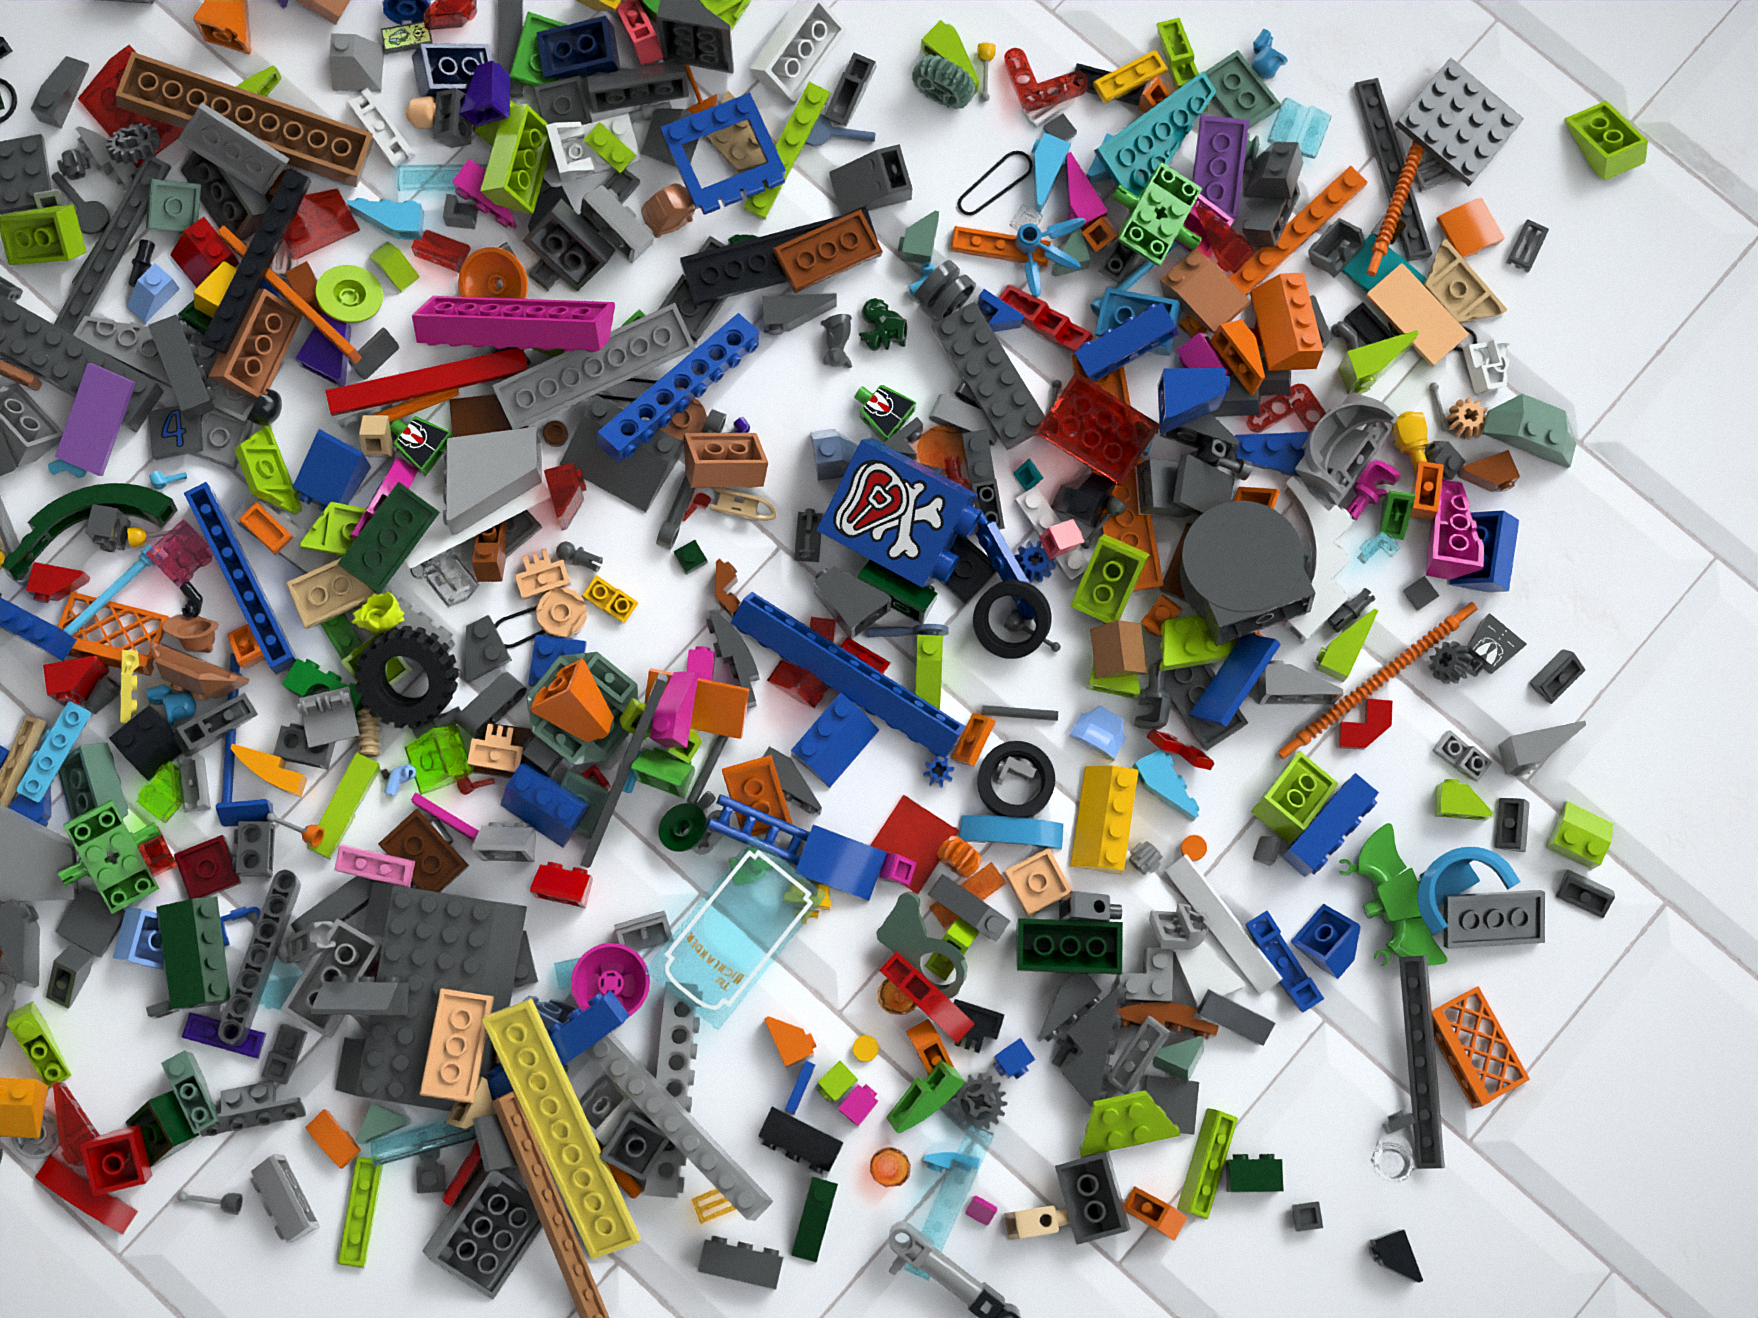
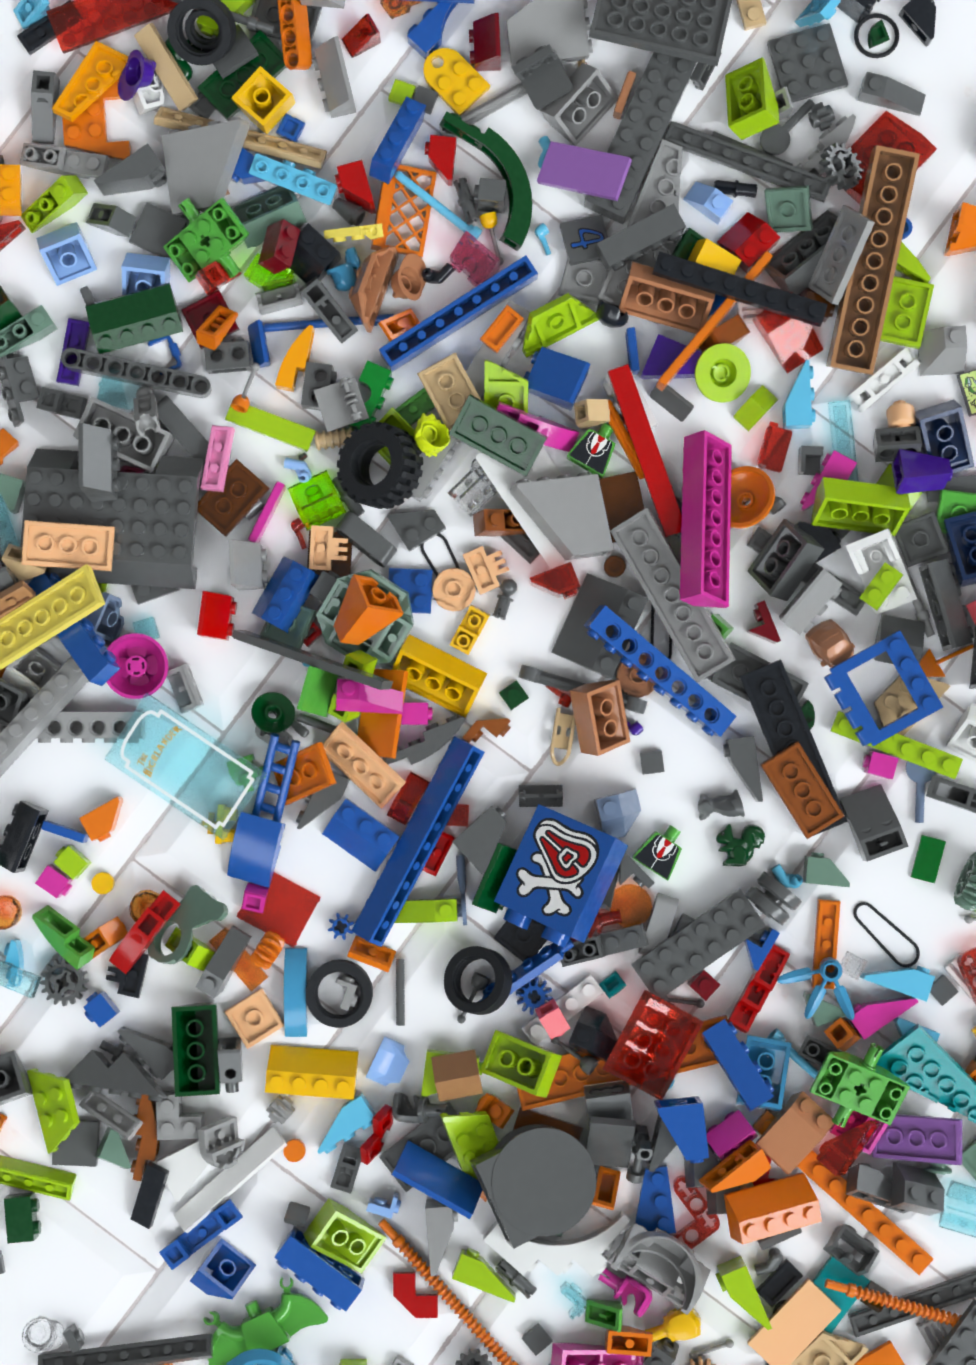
camera: 90 degrees right, 10 degrees up
(102, 1032) = (66, 253): none -> light blue slope
(109, 560) = (466, 200): none -> dark grey pin
(132, 771) = (279, 246): none -> dark red brick
(219, 858) = (213, 339): none -> orange slope
(308, 390) = (632, 351): none -> blue tile
(310, 92) = (907, 312): none -> lime plate
(643, 273) = (767, 630): none -> dark red slope
(660, 634) = (439, 676): none -> yellow slope
(755, 727) = (362, 765): none -> light nougat tile
(782, 412) = (652, 762): none -> dark grey tile
(808, 169) = (880, 765): none -> dark pink brick
(916, 130) = (928, 859): none -> green slope
(1036, 375) = (704, 984): none -> dark red brick
(1218, 789) = (346, 1168): none -> dark grey slope
(1262, 753) = (381, 1207): none -> light blue bracket

